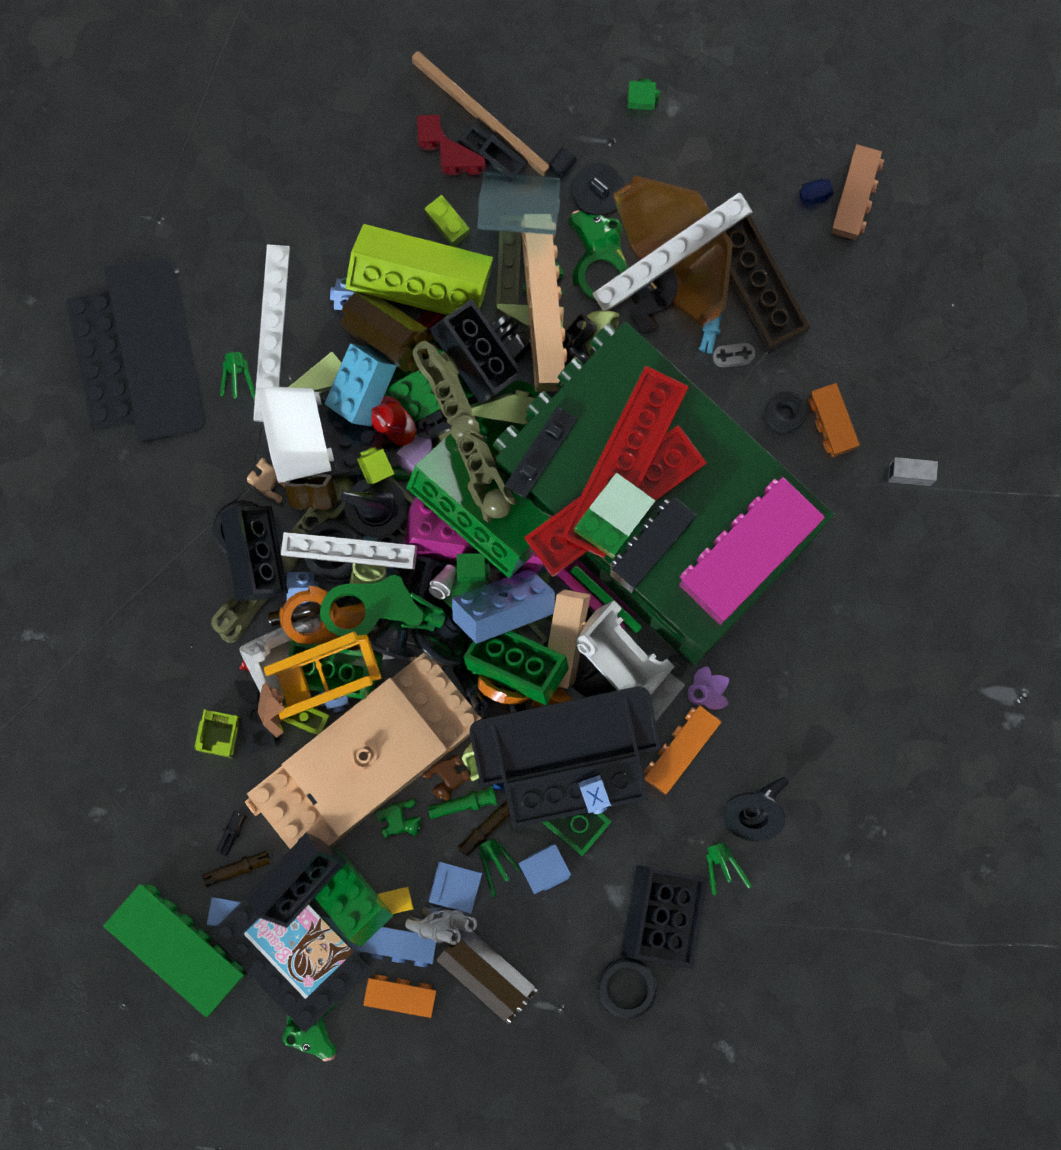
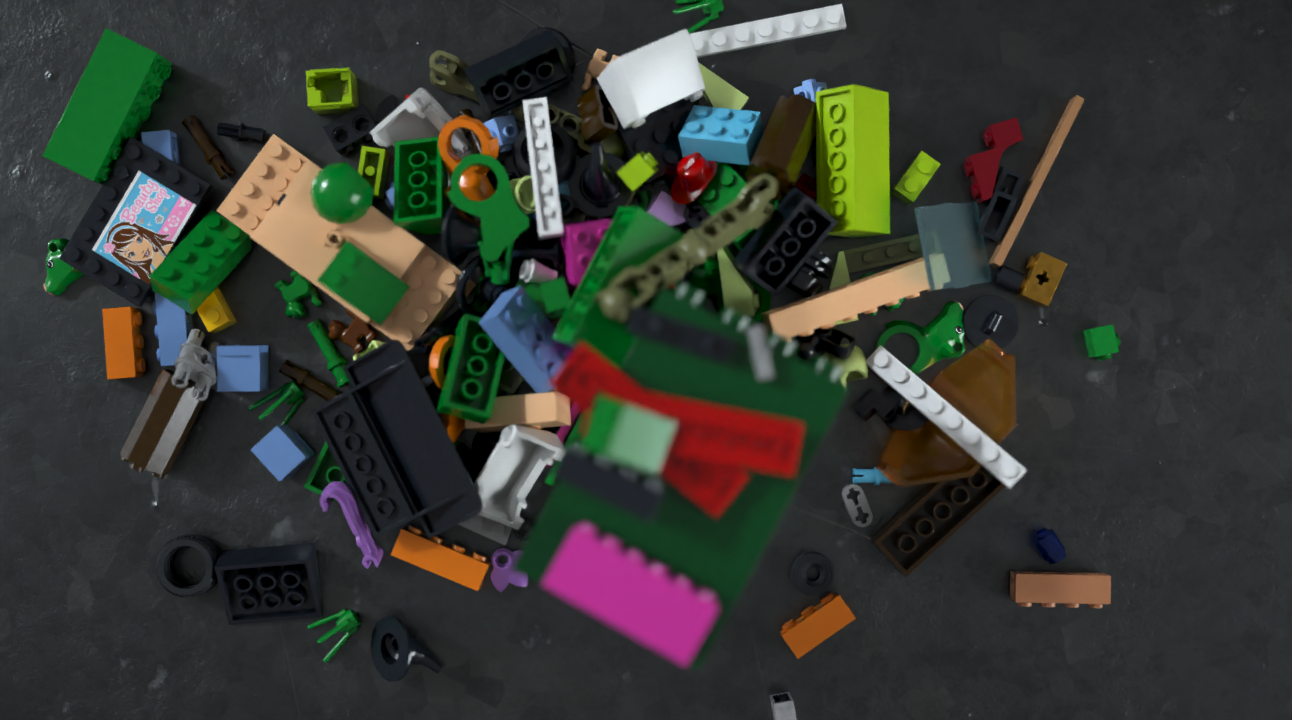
camera: 80 degrees right, 5 degrees up
(269, 707) = (363, 134): nougat slope -> none
(294, 682) = (393, 154): light orange piece -> none
(295, 881) = (195, 205): black slope -> none
(322, 740) = (341, 193): none -> green cylinder
(411, 740) = (363, 283): none -> green slope
(565, 123) = (1051, 273): none -> pearl gold brick
(574, 388) = (760, 352): none -> light grey axle
(594, 795) = (362, 484): light blue brick -> none
(622, 815) = (355, 518): none -> medium lavender piece

